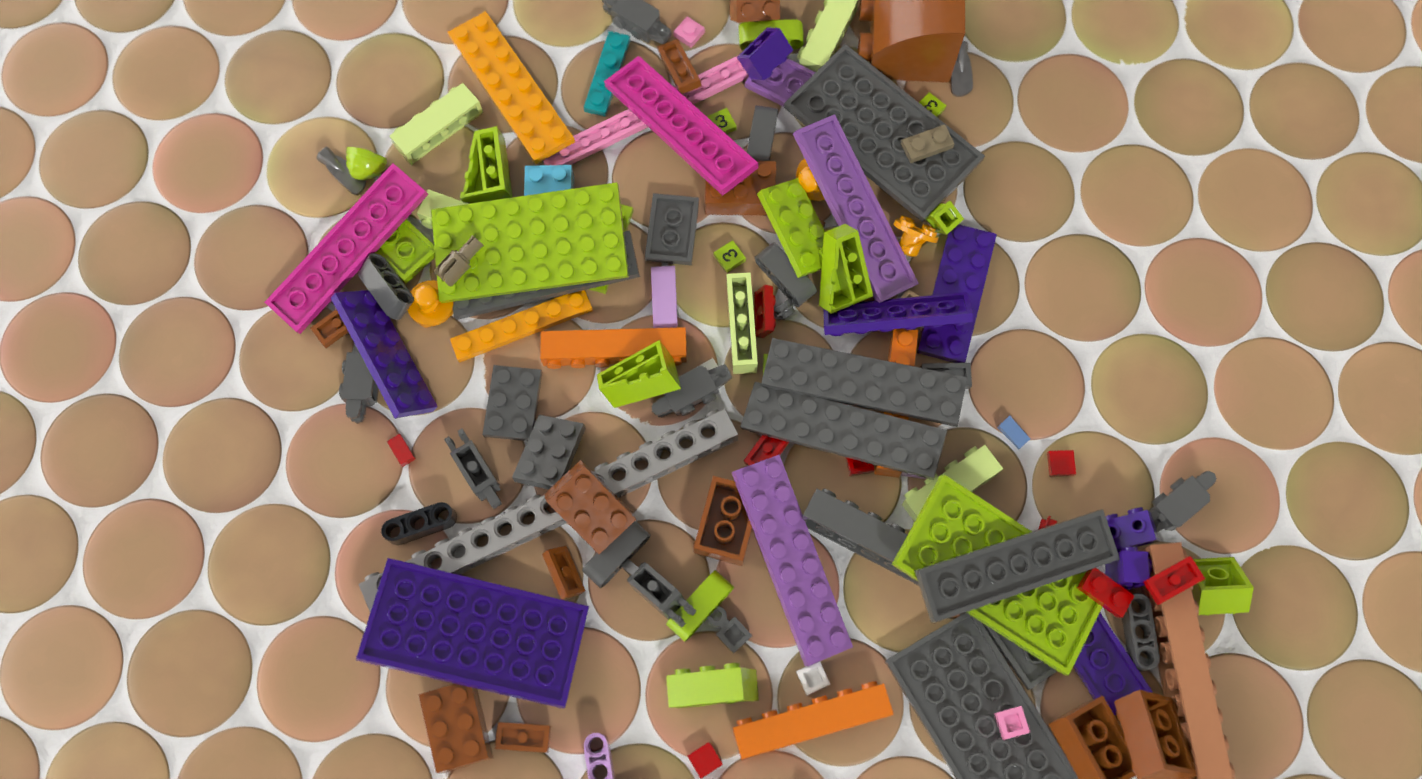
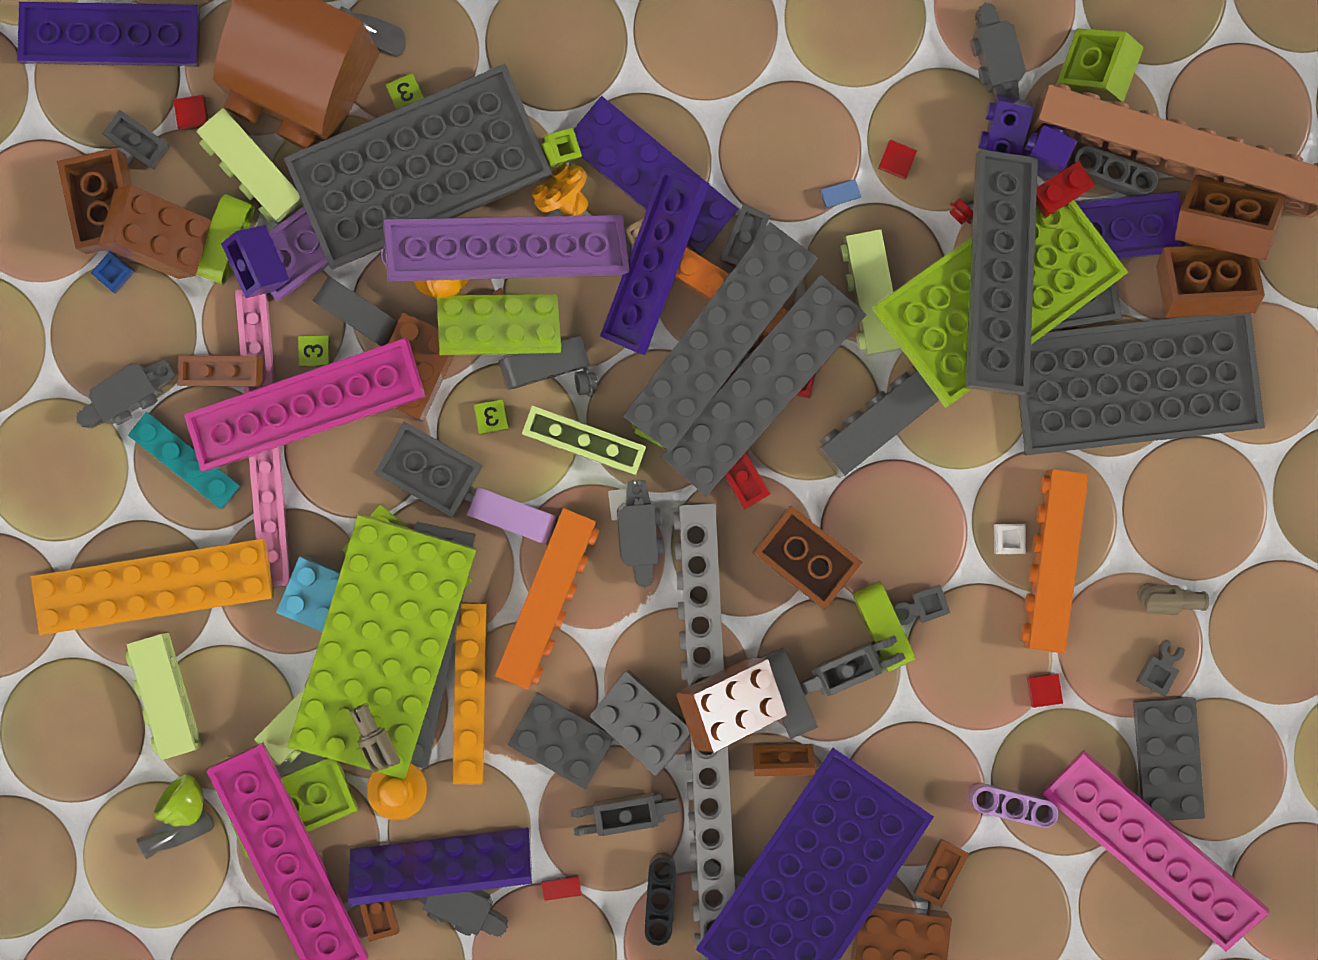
camera: 70 degrees left, 15 degrees up
(385, 286) = (356, 834): dark grey beam -> none
(488, 168) = (258, 657): lime wedge -> none
(640, 376) = (602, 584): lime wedge -> none
(689, 32) = (171, 336): bright pink plate -> none
(712, 686) = (977, 651): lime wedge -> none
(764, 311) = (579, 408): red plate -> none
(792, 560) = (879, 507): medium lavender plate -> none
(843, 270) = (577, 298): lime wedge -> none
(927, 143) = (461, 124): dark tan plate -> none
(1012, 722) = (1149, 355): bright pink plate -> none
(1174, 580) = (1088, 115): red plate -> none

